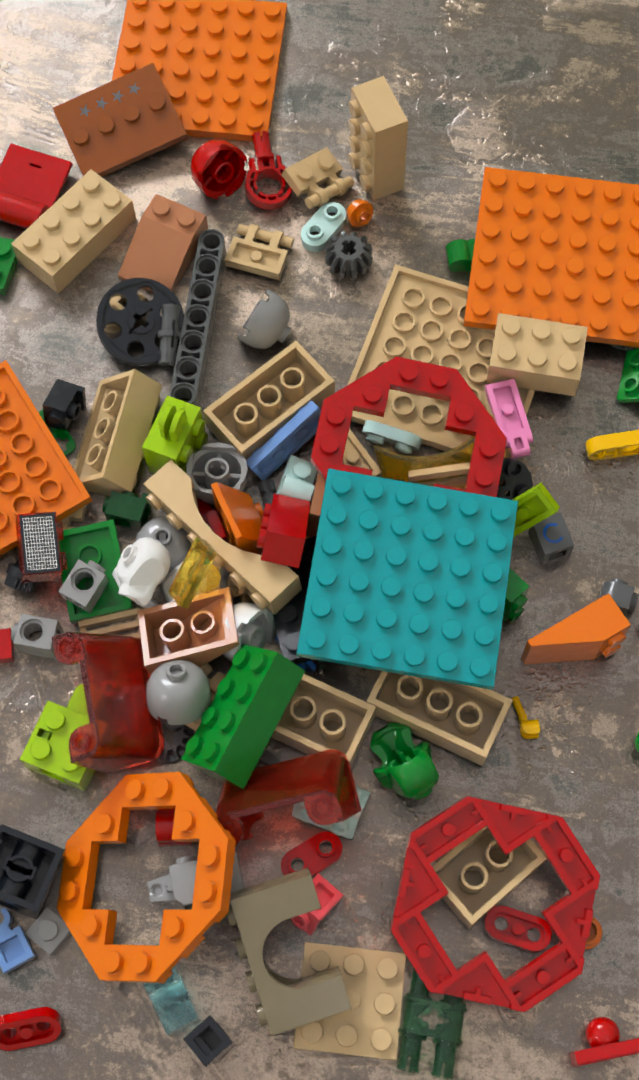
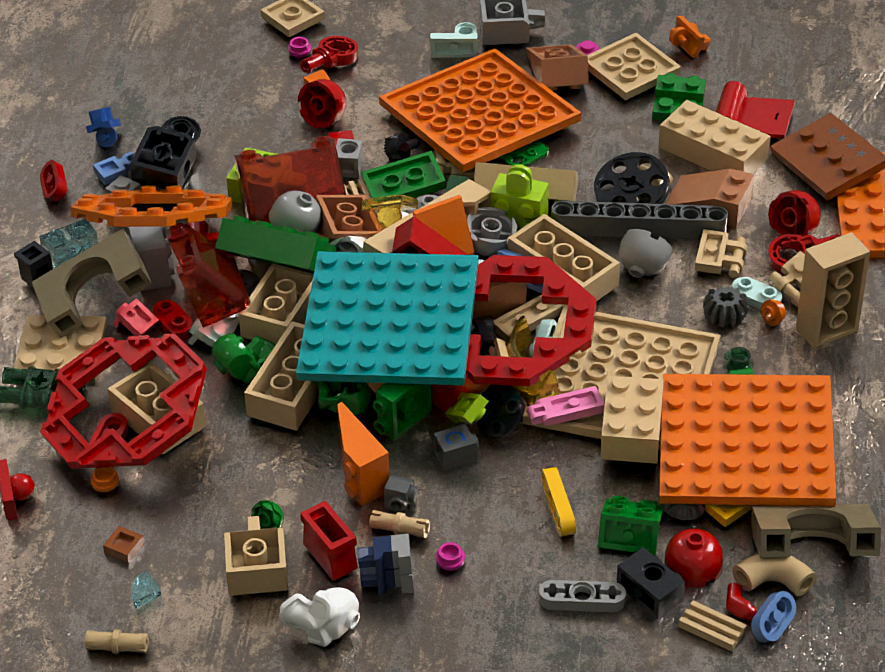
camera: 85 degrees right, 25 degrees down
(39, 547) = (413, 135): brick -> none
(63, 404) = (546, 148): black brick -> none
(84, 598) = (385, 166): light grey brick -> none
(142, 570) = (395, 183): white head -> none
(169, 334) = (625, 195): dark grey pin -> none
(425, 248) = (738, 358): none -> clear green plate
(528, 728) = (281, 440): yellow hand -> none

